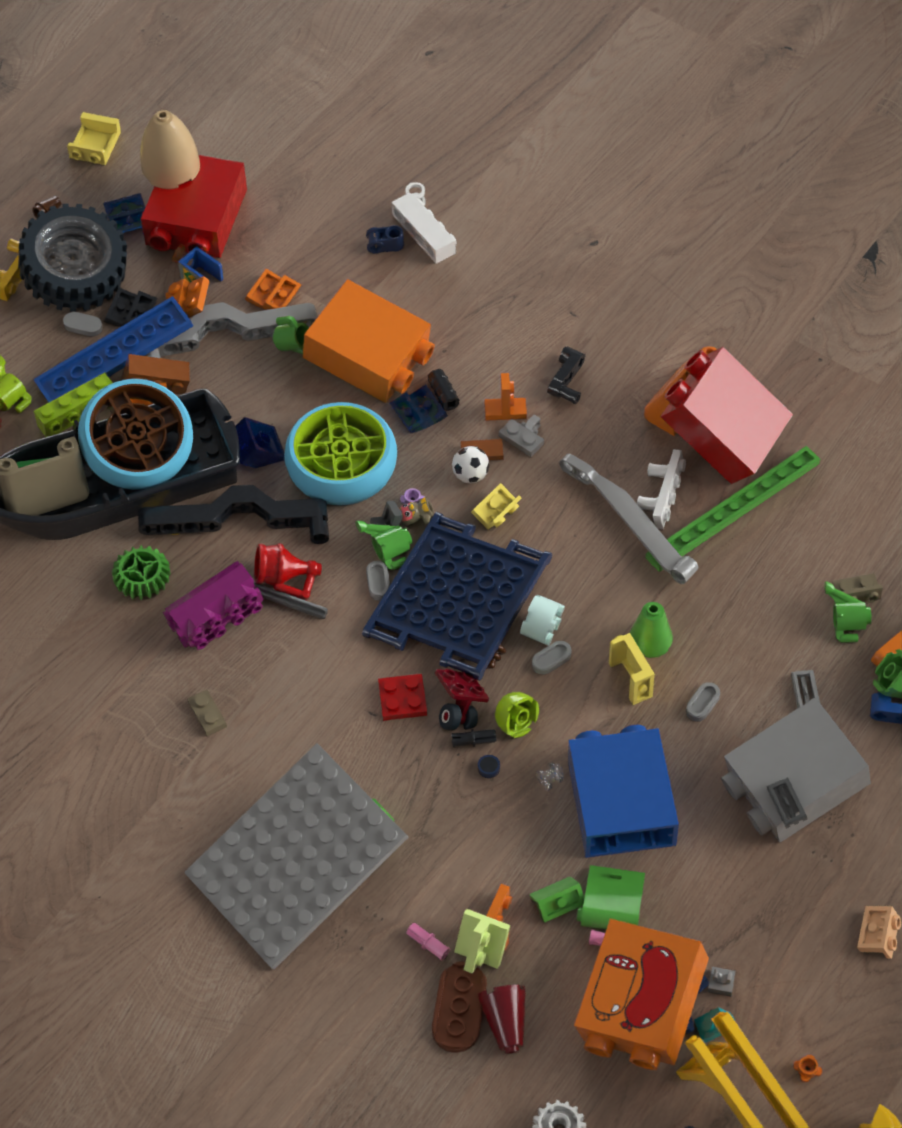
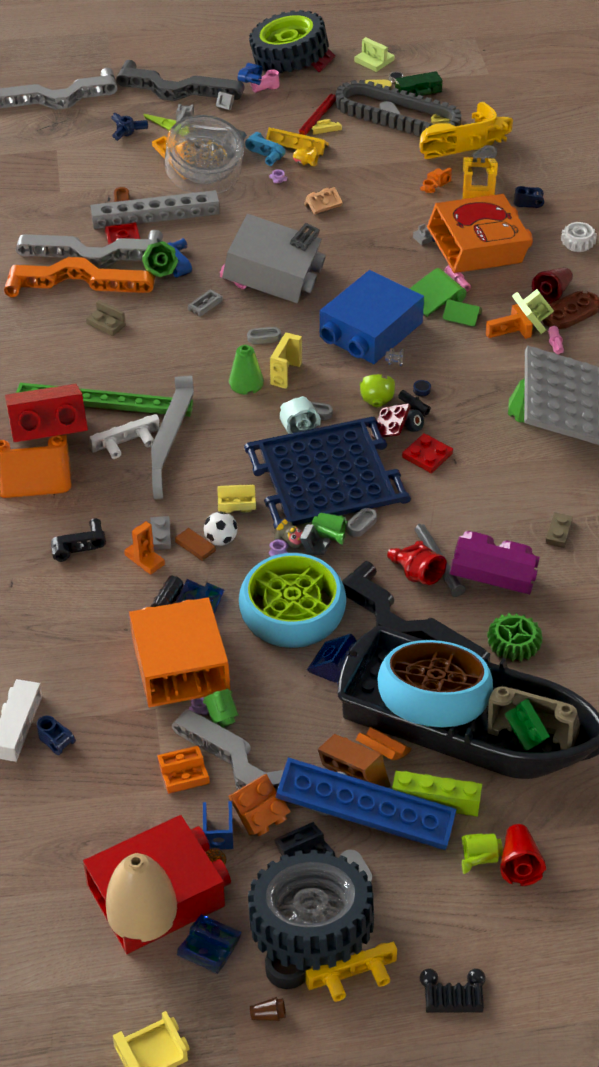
camera: 135 degrees left, 10 degrees down
(816, 1098) = (440, 176): none -> orange bracket
(847, 614) = (133, 307): bright green piece -> none

